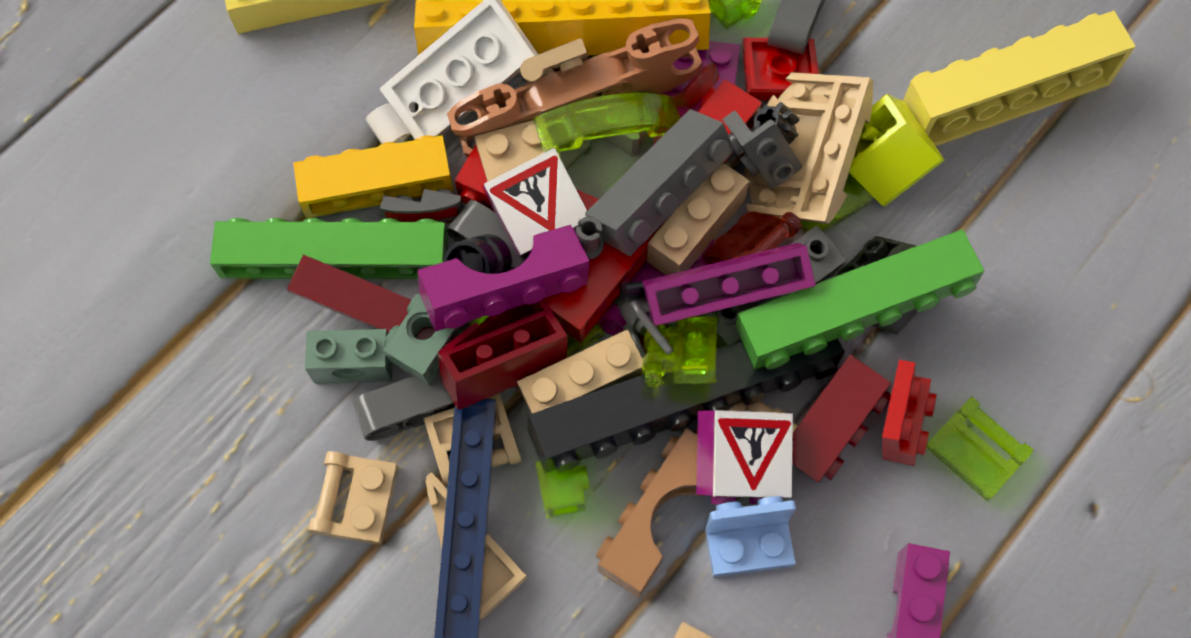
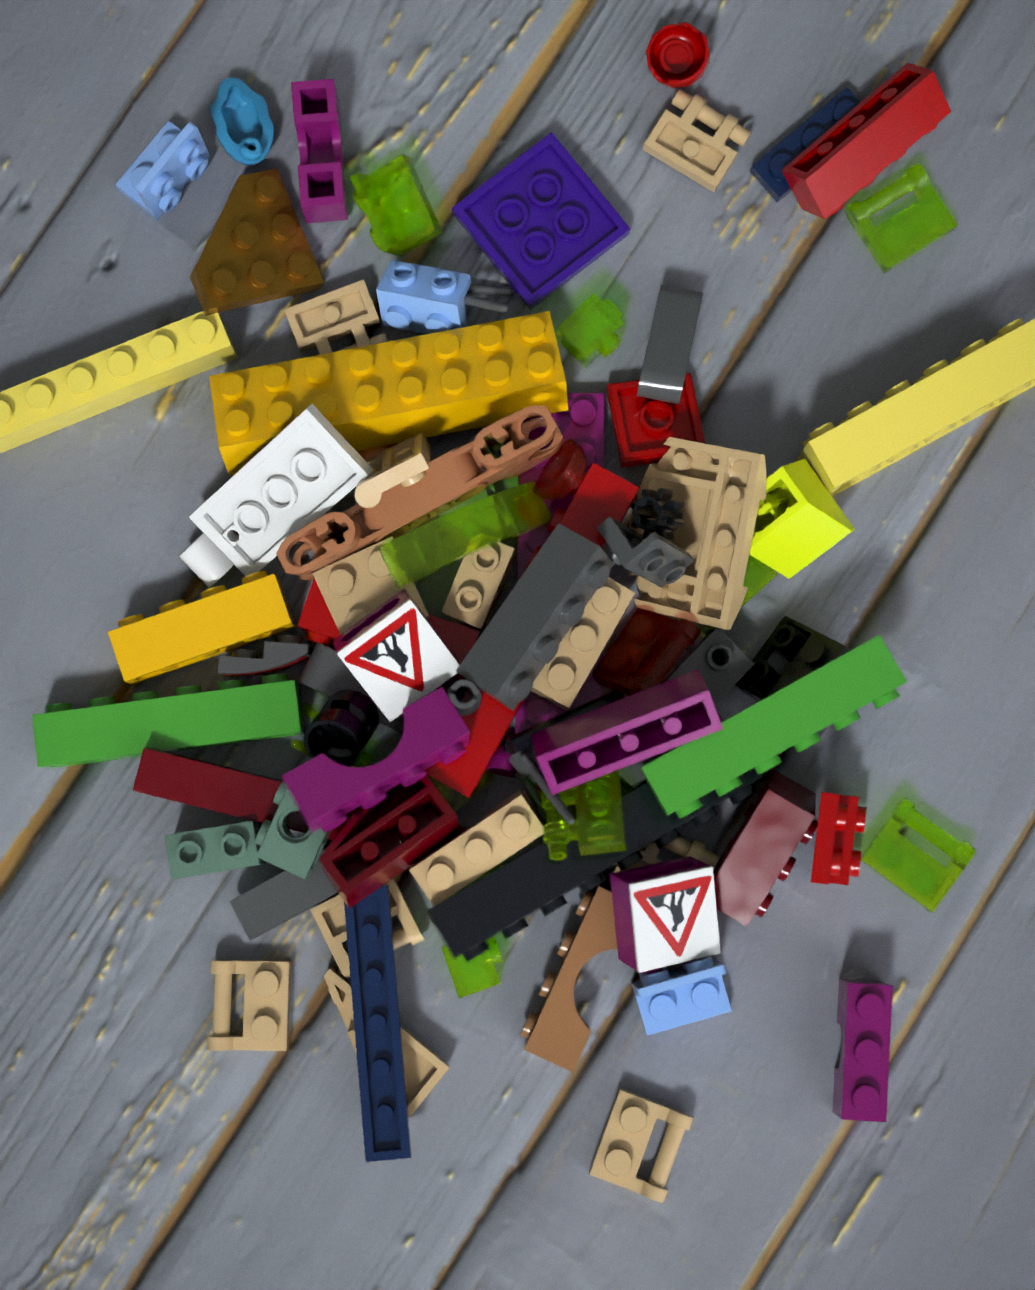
camera: 10 degrees left, 15 degrees up
(612, 162) = (479, 585): none -> tan bracket

